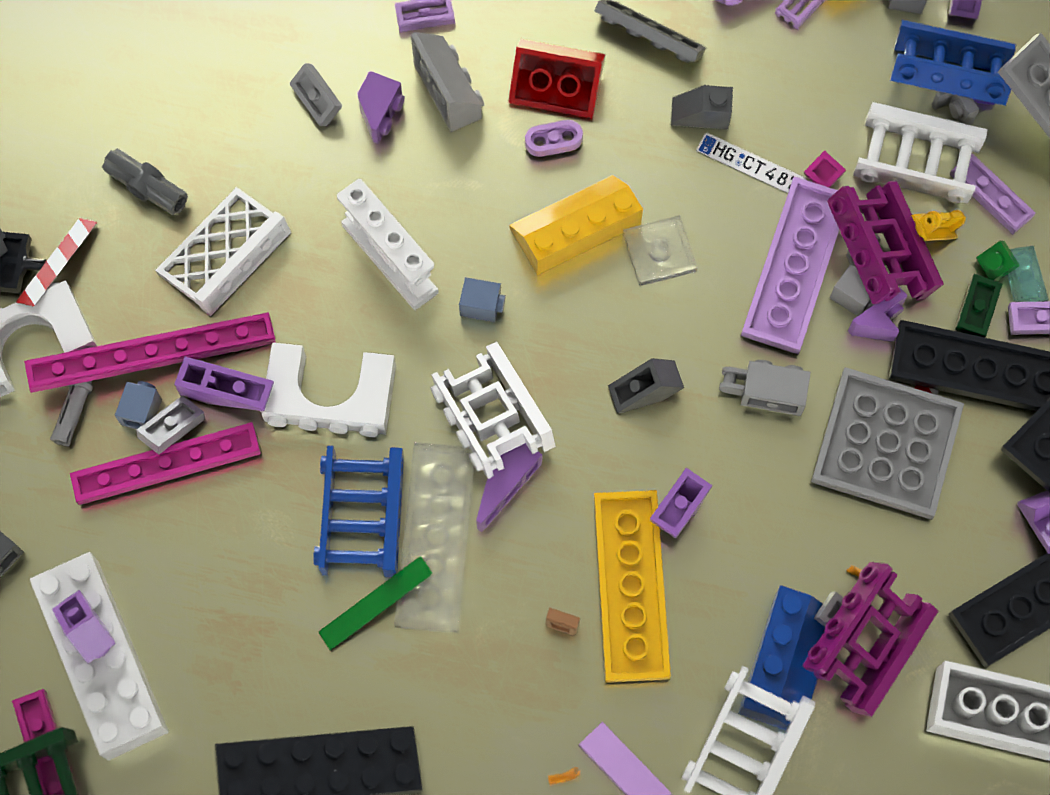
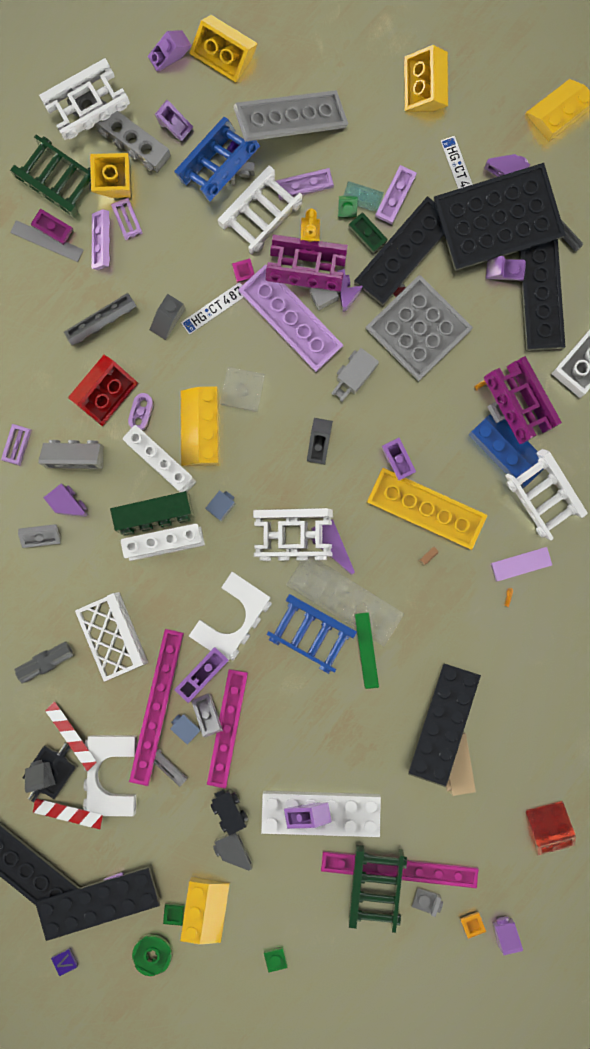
camera: 55 degrees left, 15 degrees up
(43, 522) = (226, 806): none -> black brick
(422, 213) = (151, 513): none -> dark green brick
(498, 186) = (159, 459): none -> white fence

